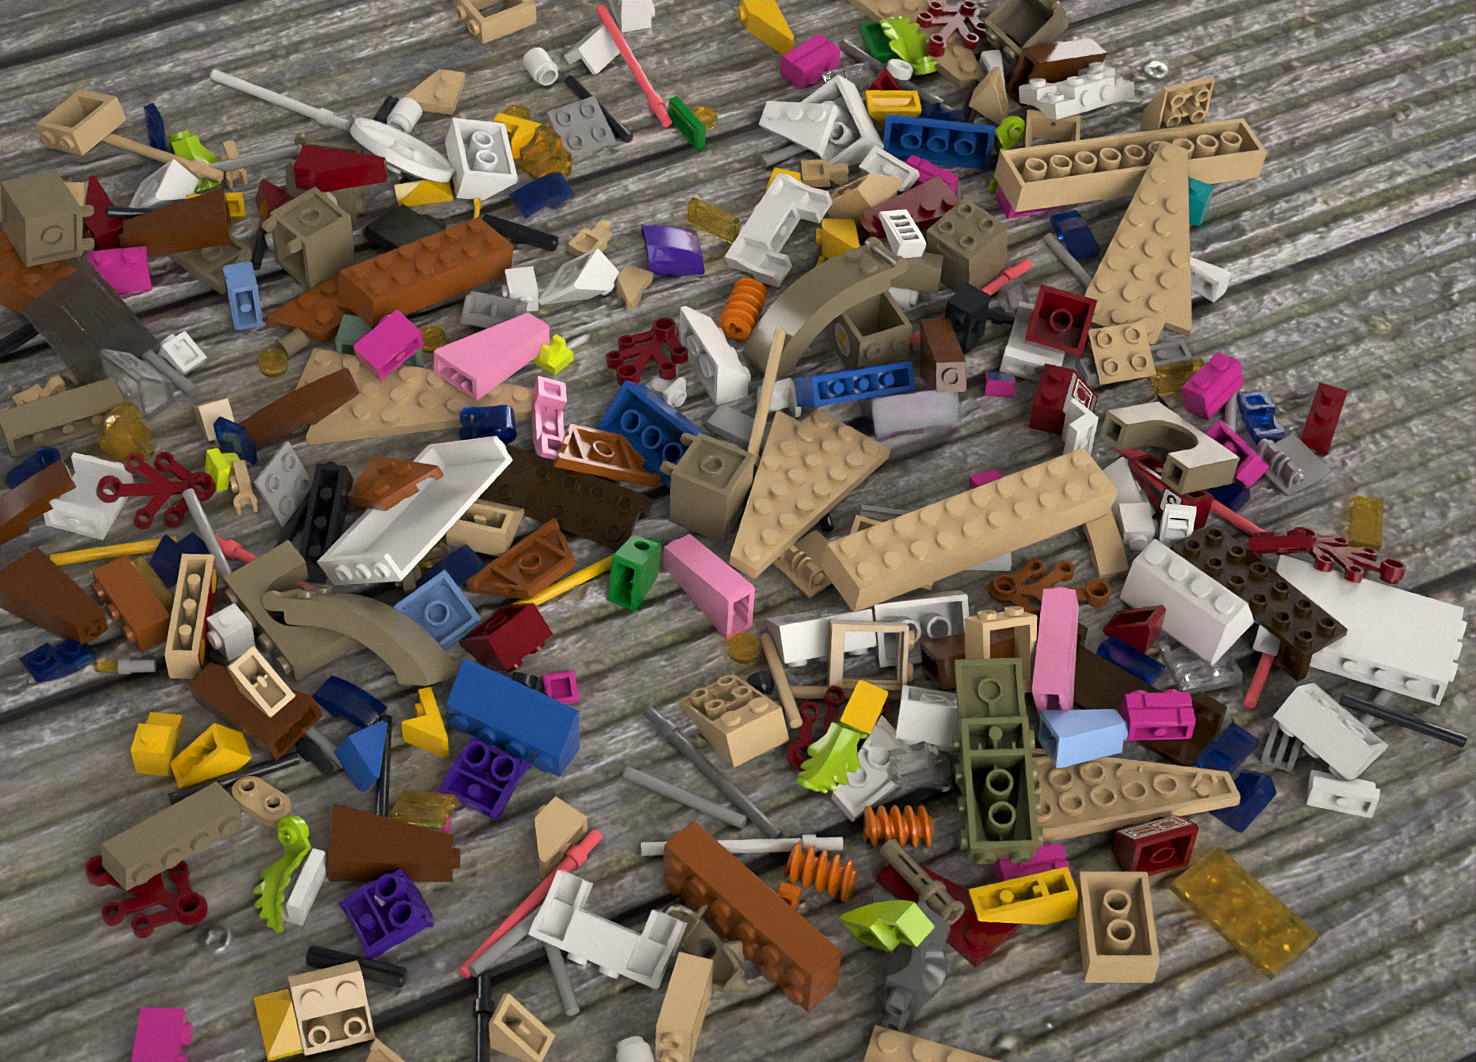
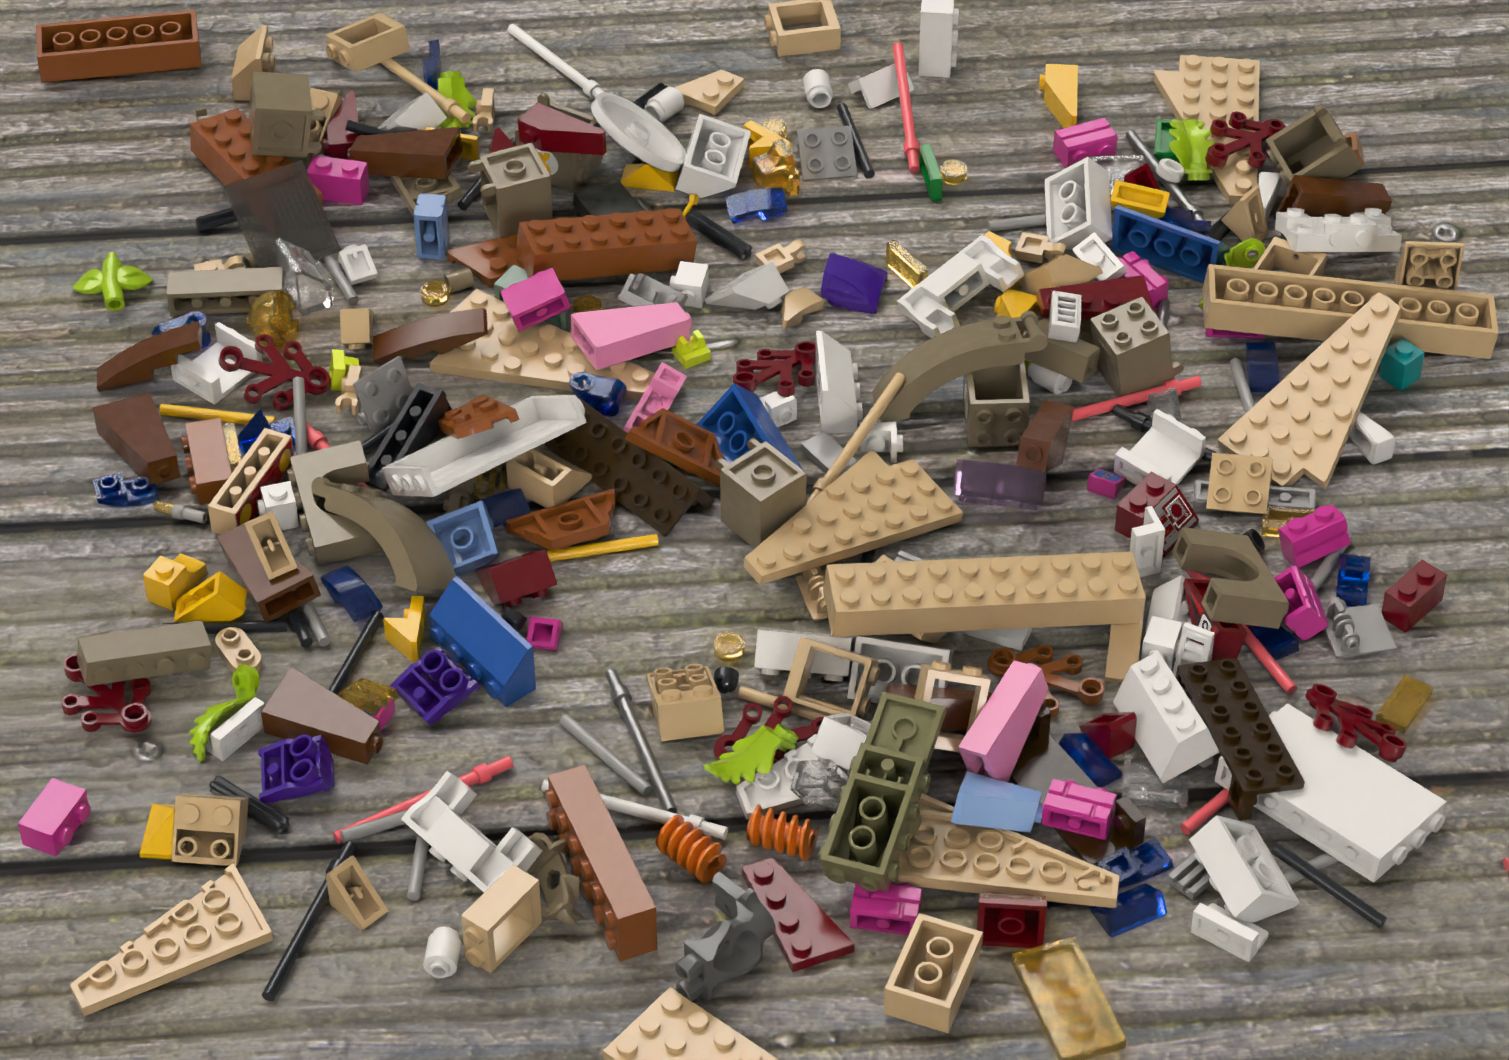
camera: 25 degrees right, 5 degrees down
(233, 438) = (359, 347): clear blue slope -> none
(256, 159) = (498, 109): light grey bar -> none
(363, 754) = (338, 633): blue slope -> none
(556, 831) = (471, 746): tan slope -> none
(635, 559) = (659, 551): green torso -> none
(711, 584) = (723, 583): bright pink slope -> none
(743, 309) = (888, 350): orange piece -> none
(781, 681) = (742, 683): tan bar -> none
(790, 894) = (649, 863): orange piece -> none
(801, 123) = (1039, 196): white wing -> none
(854, 384) = (952, 442): blue brick -> none
(864, 706) = (795, 718): yellow slope -> none
(888, 924) = (714, 900): lime slope -> none
(929, 890) = (763, 854): dark tan pin -> none
(968, 315) = (1098, 412): black brick -> none
(1028, 899) = (863, 925): yellow slope -> none
(1060, 321) = (1183, 436): dark red slope -> none
(1294, 542) = (1274, 688): dark red wing -> none

